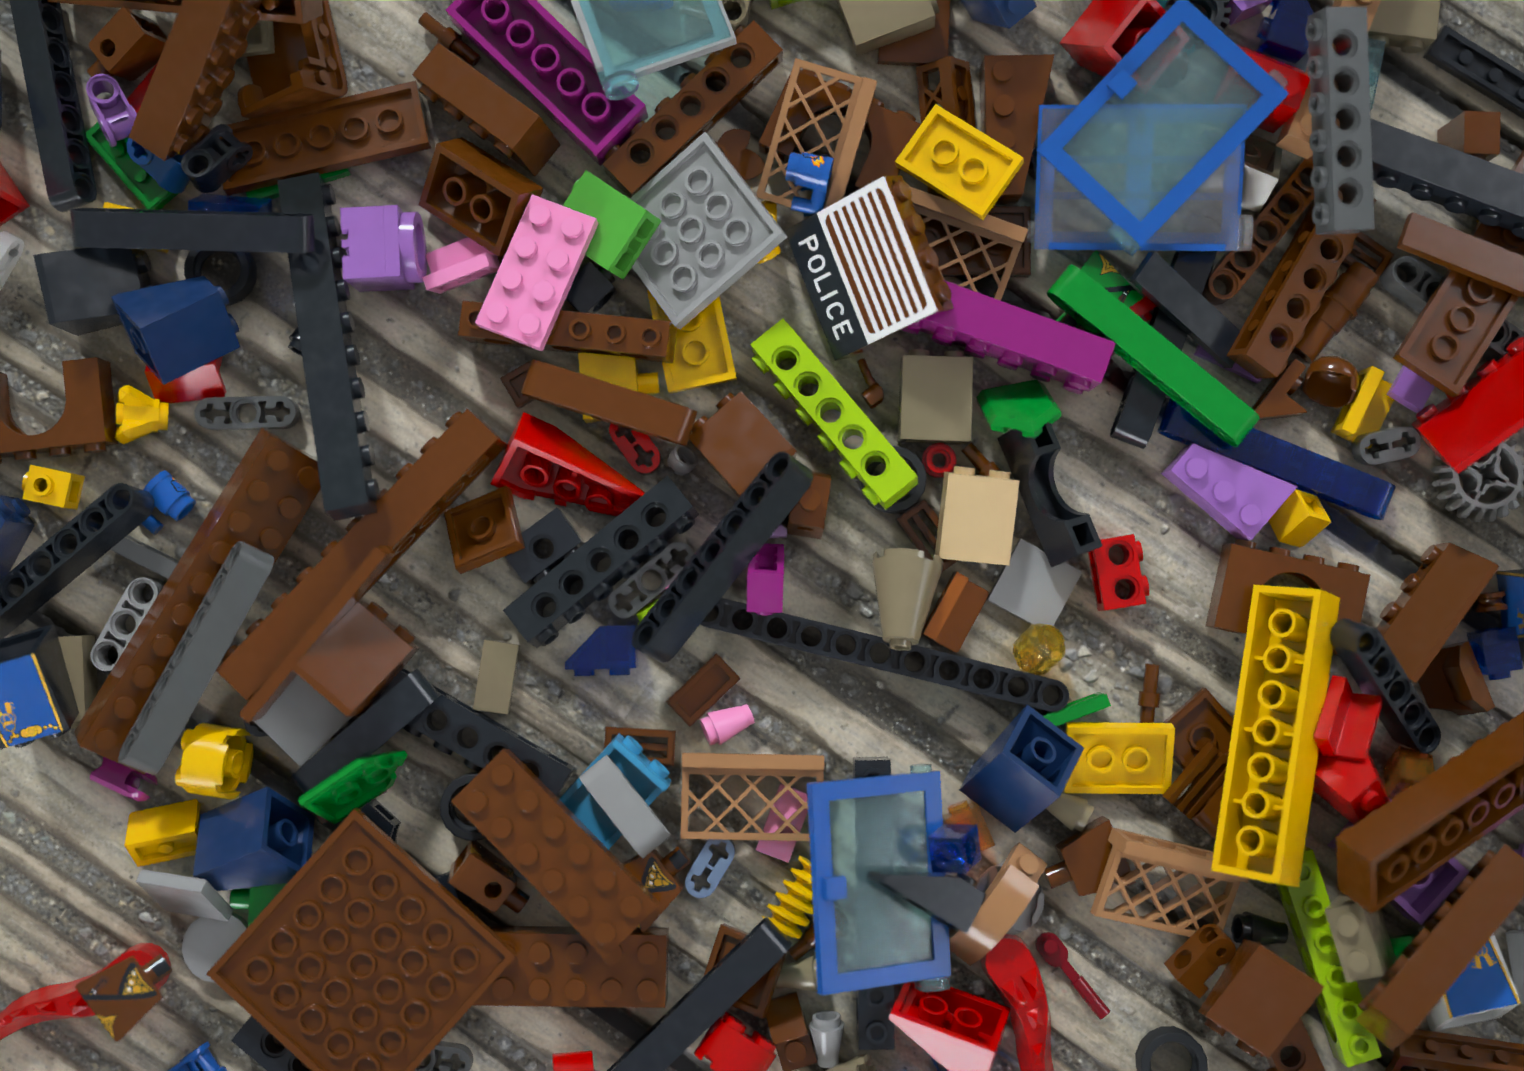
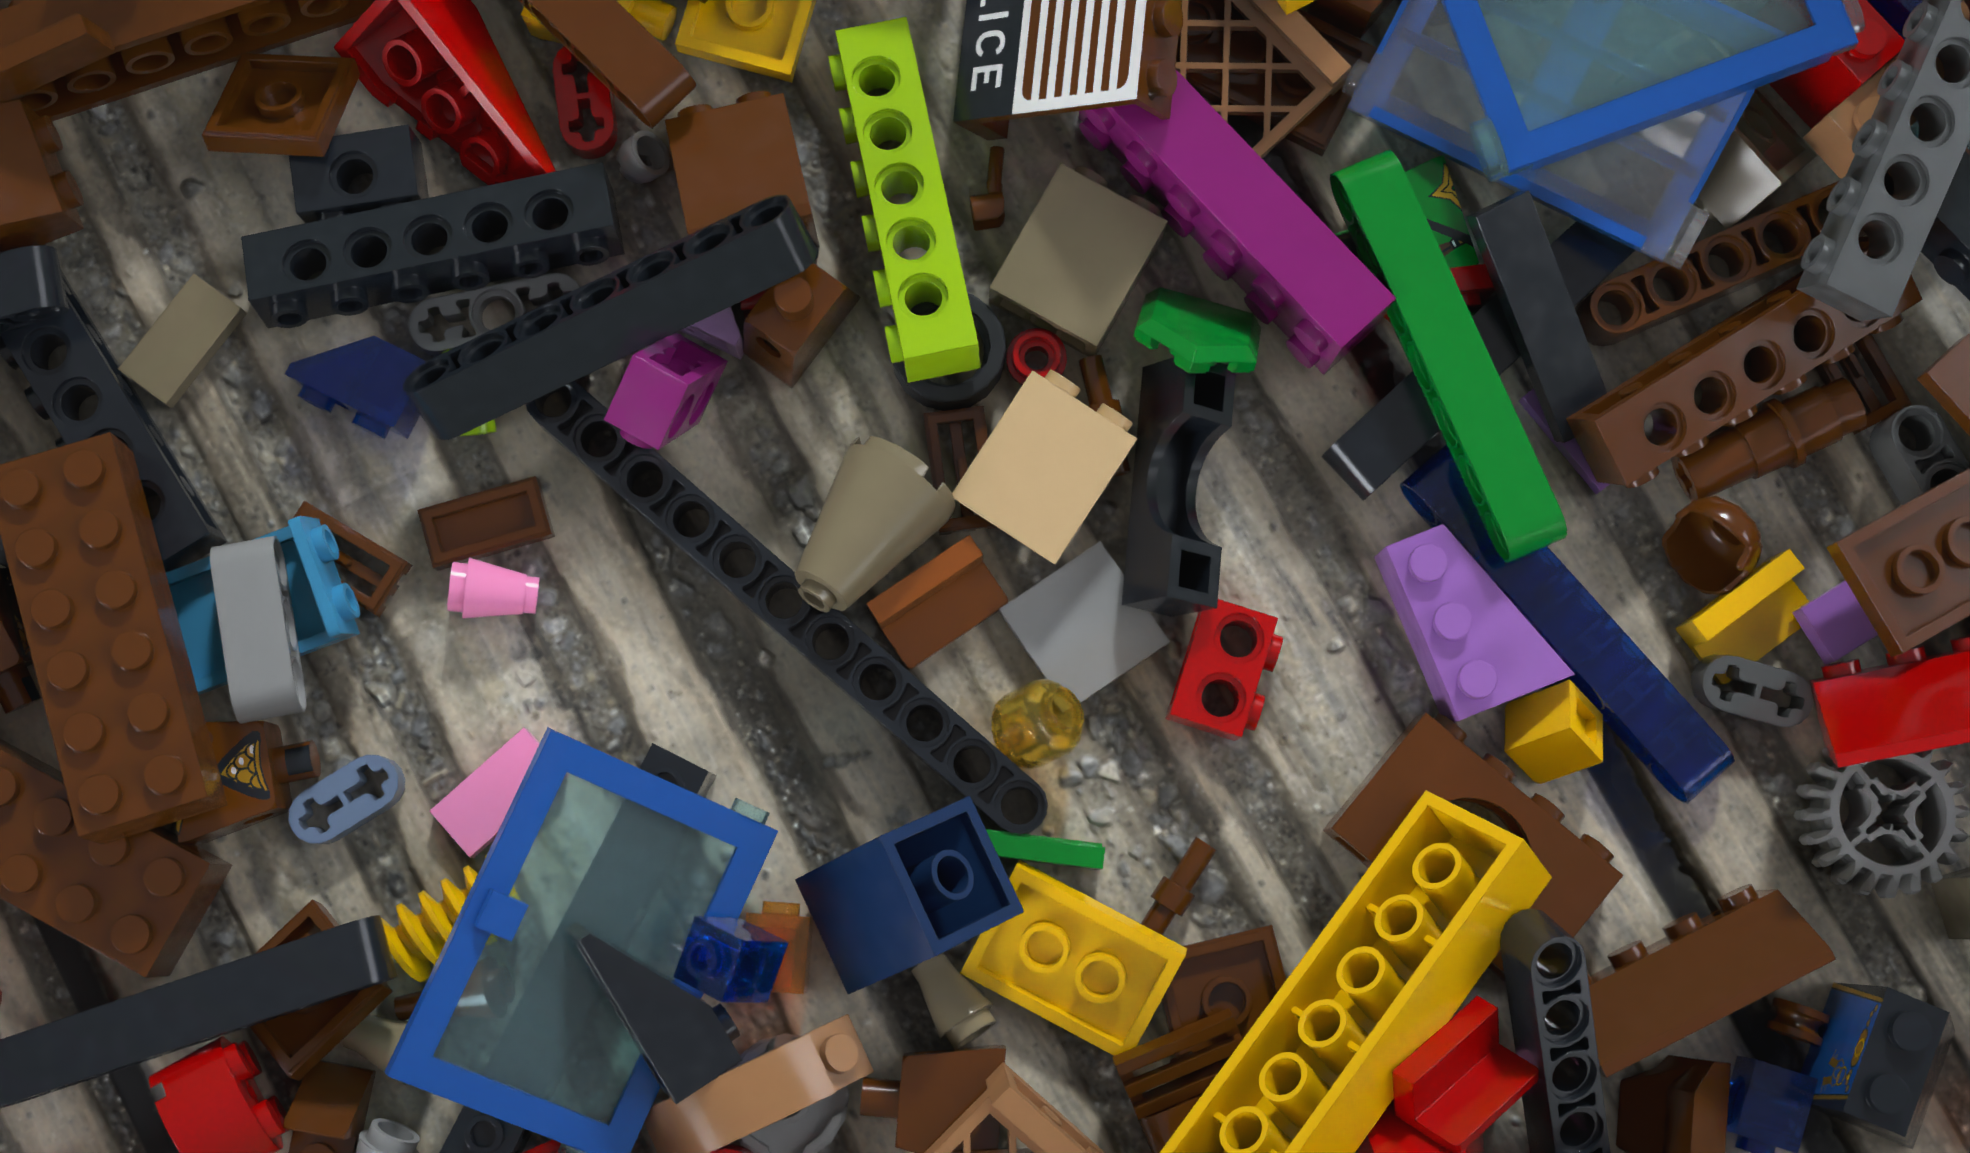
camera: 25 degrees right, 5 degrees down
(742, 765) = (480, 667): medium nougat fence -> none
(1274, 401) = (1607, 534): reddish brown slope -> none

